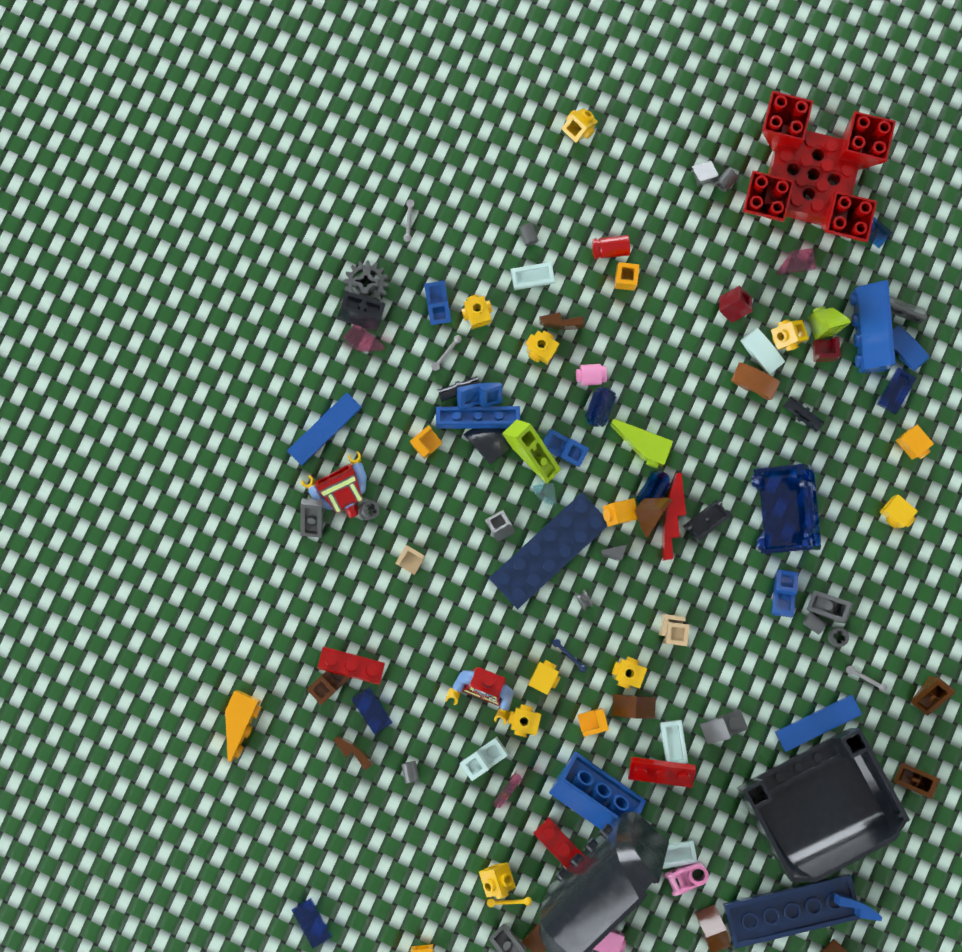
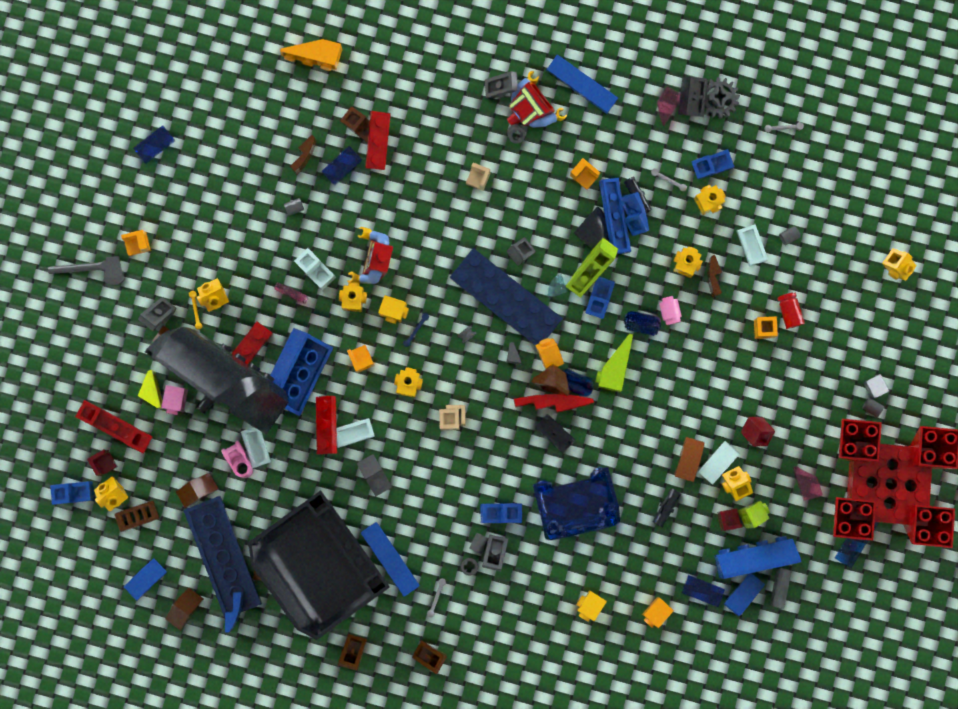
camera: 85 degrees right, 0 degrees up
(633, 706) = (379, 393): reddish brown slope -> none

